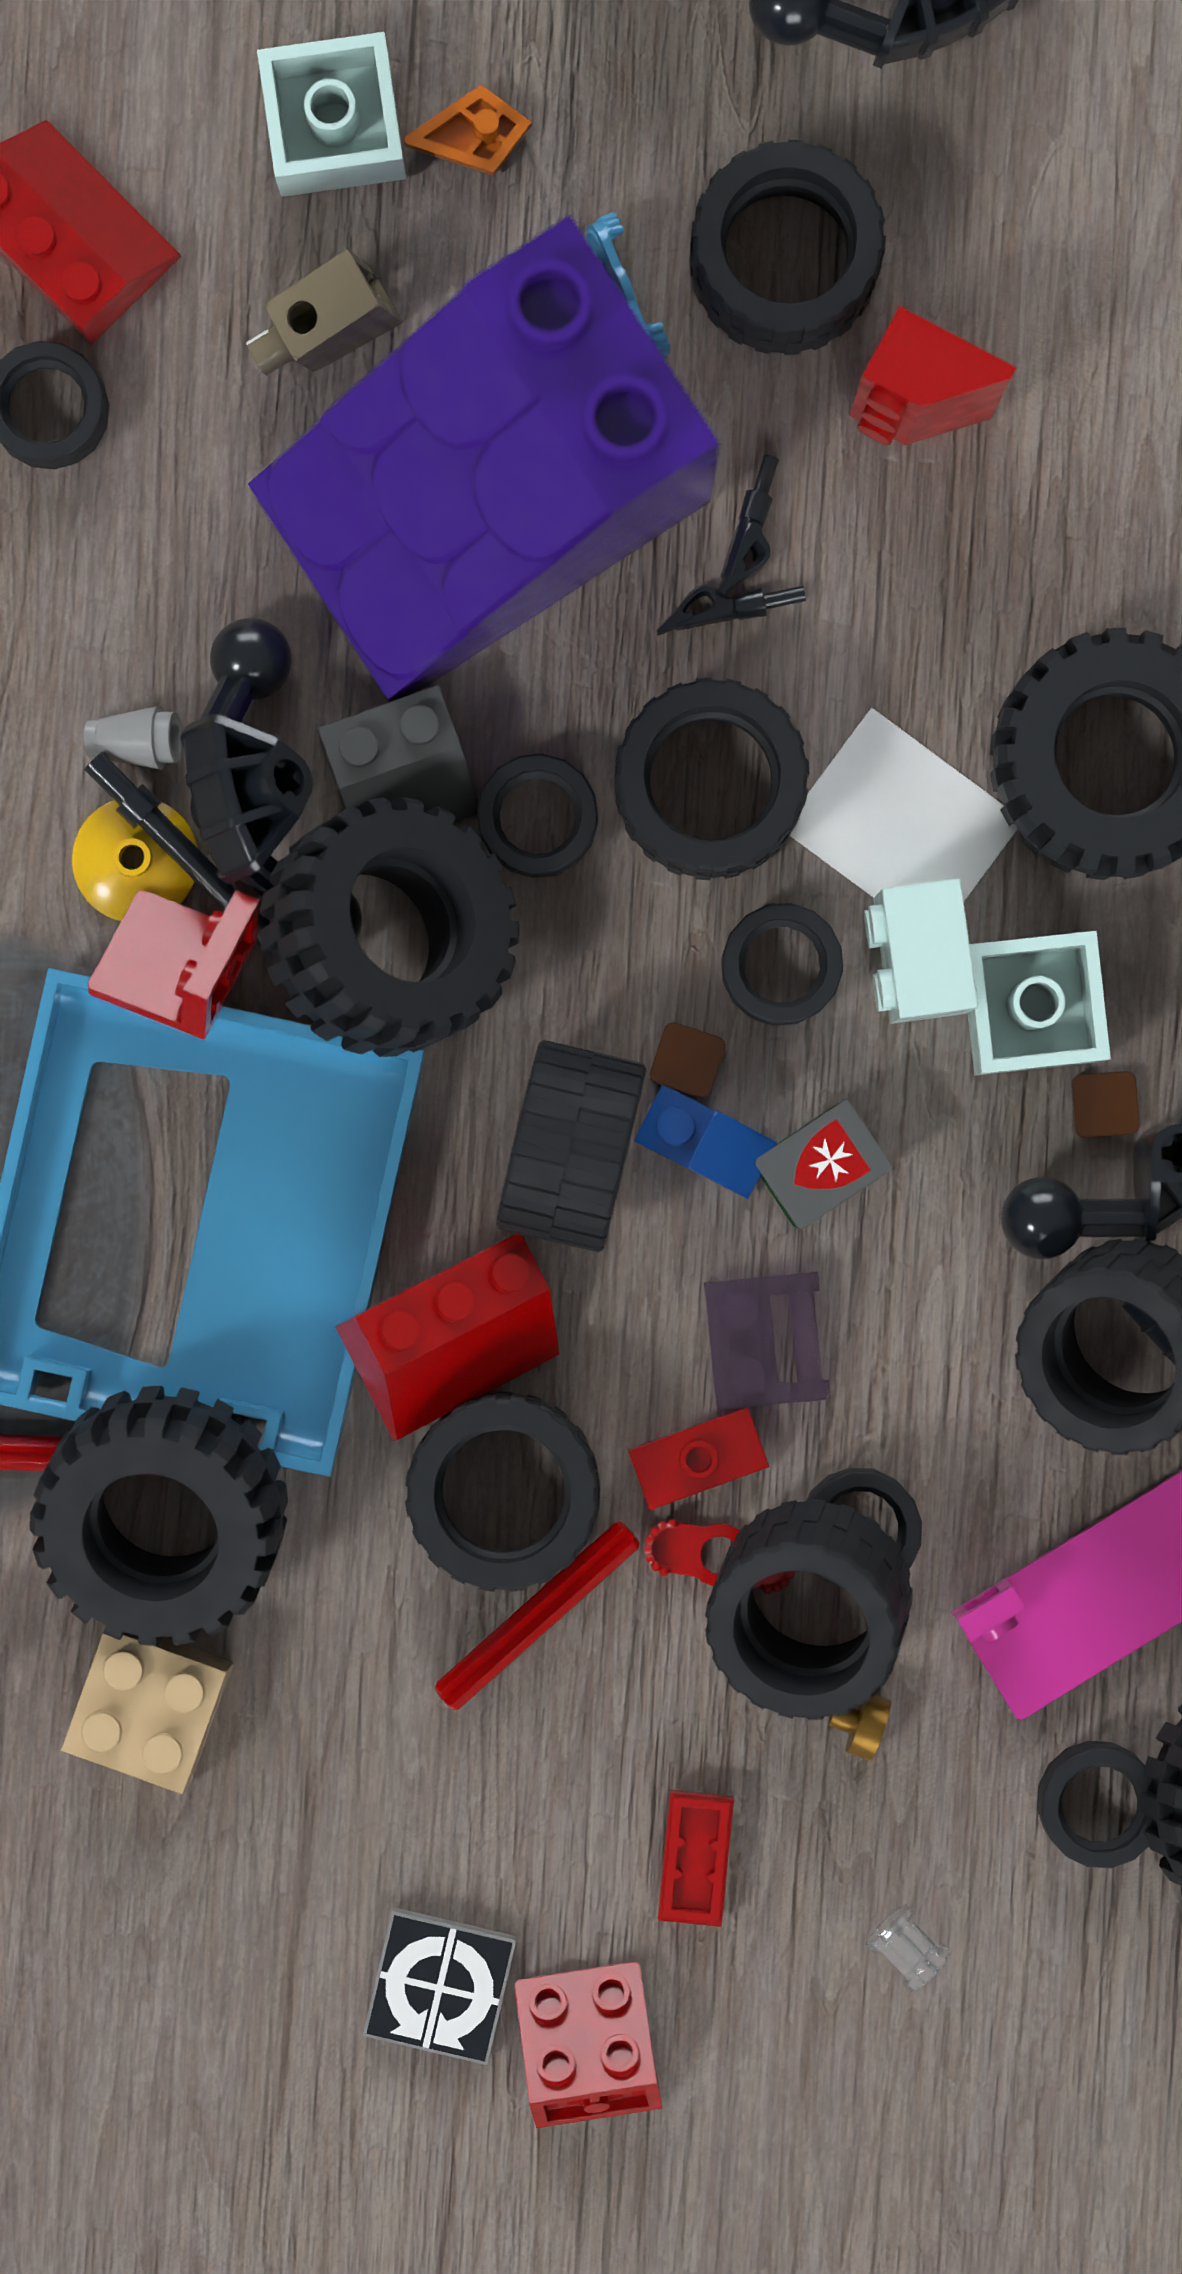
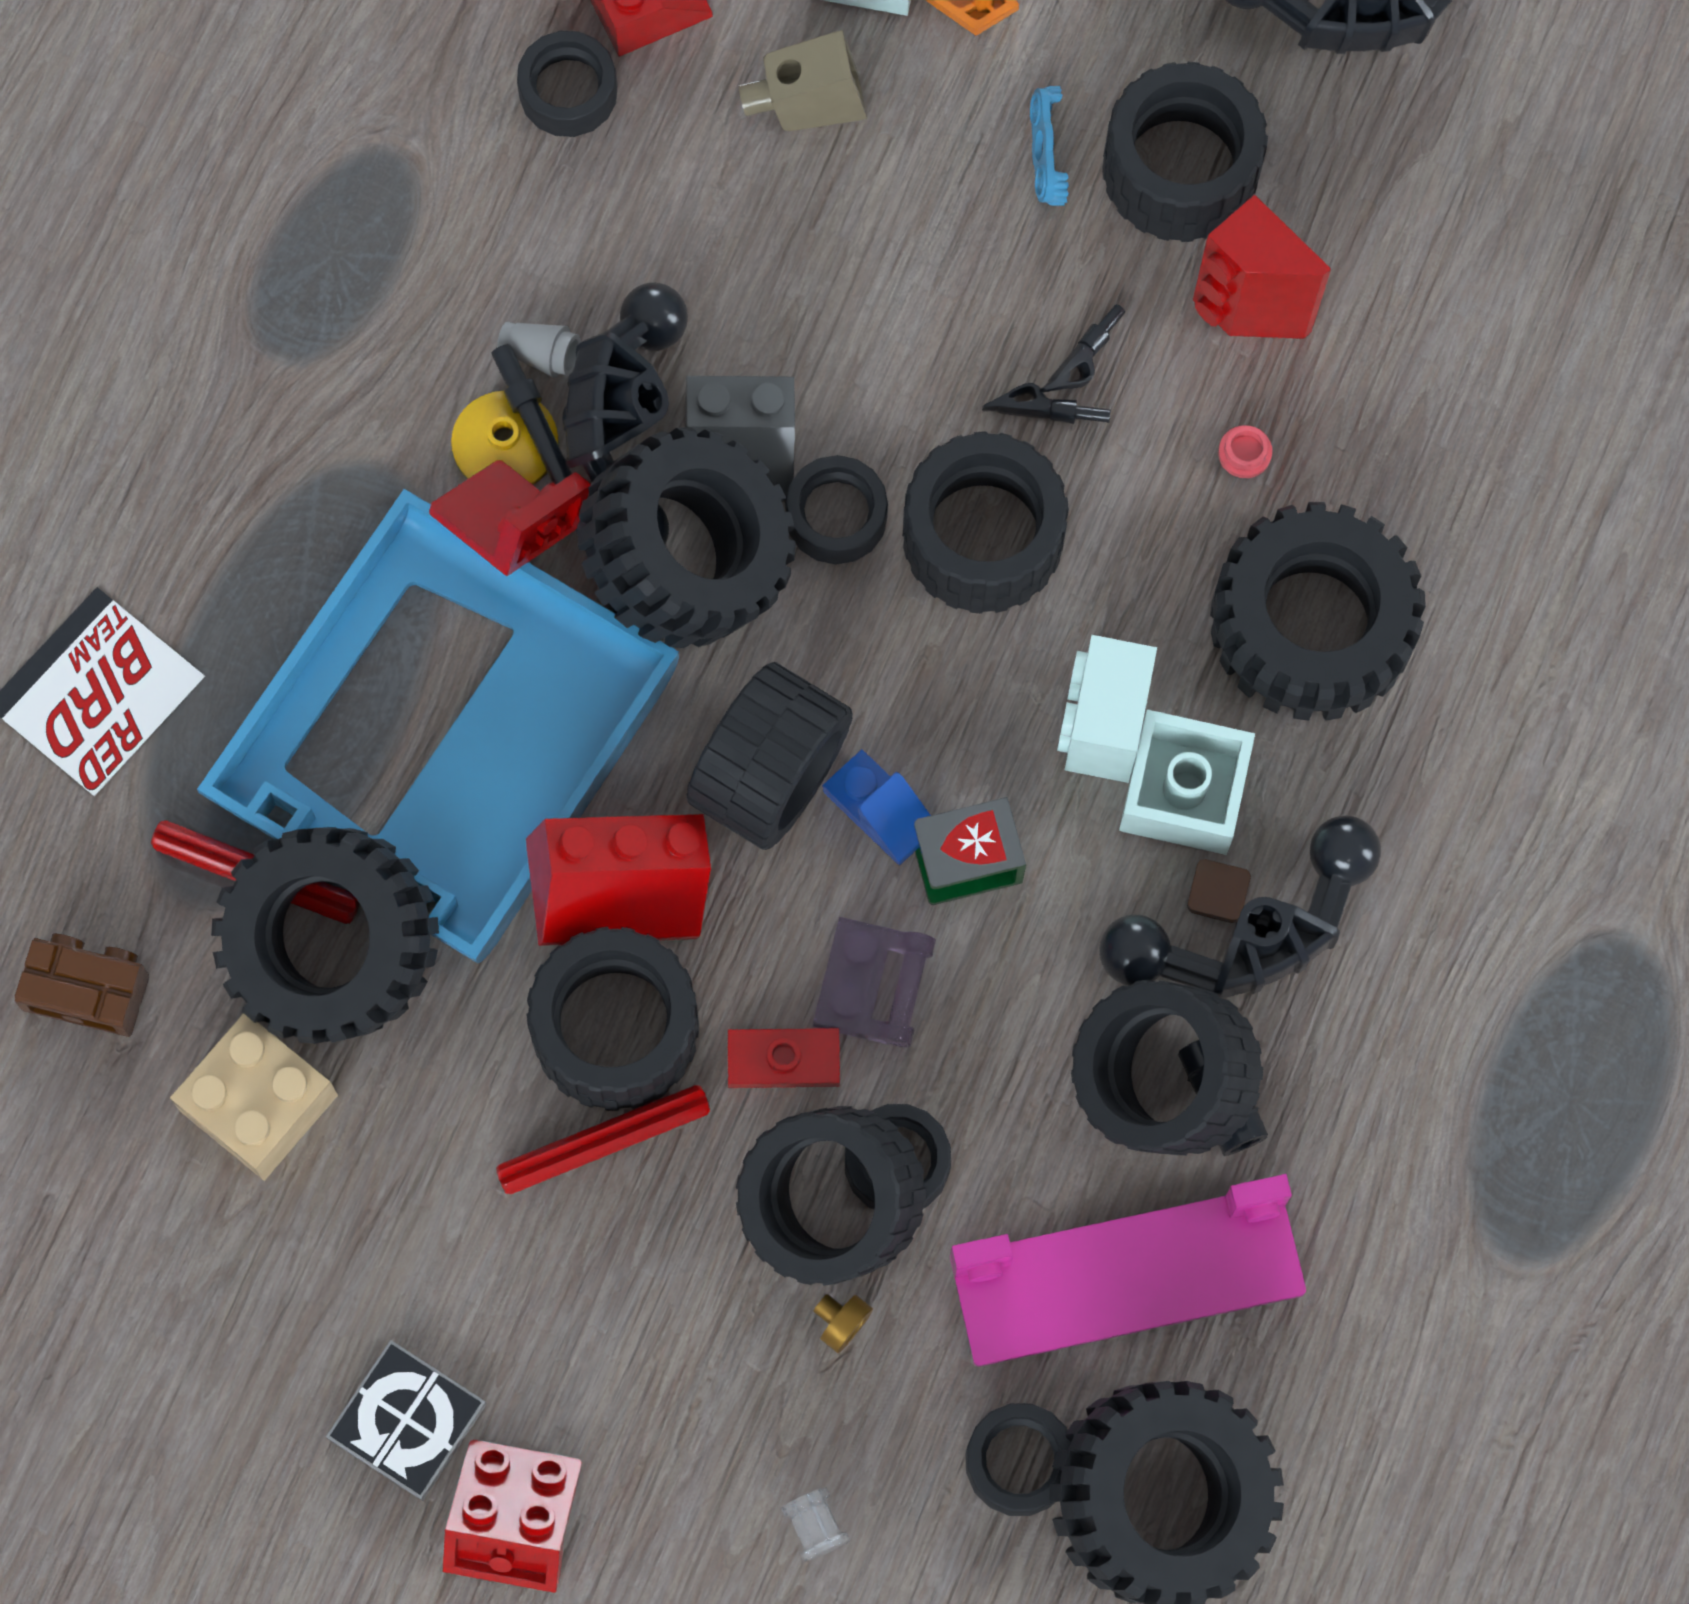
camera: 10 degrees right, 15 degrees down
(490, 465) = (897, 218): dark purple slope -> none
(678, 1547) = (740, 1125): red piece -> none
(687, 1059) = (889, 740): reddish brown piece -> none
(695, 1858) = (661, 1385): red plate -> none
(813, 928) = (1002, 649): black tyre -> none
(899, 814) = (1132, 597): white sticker -> none
(970, 583) = (1245, 451): none -> coral plate

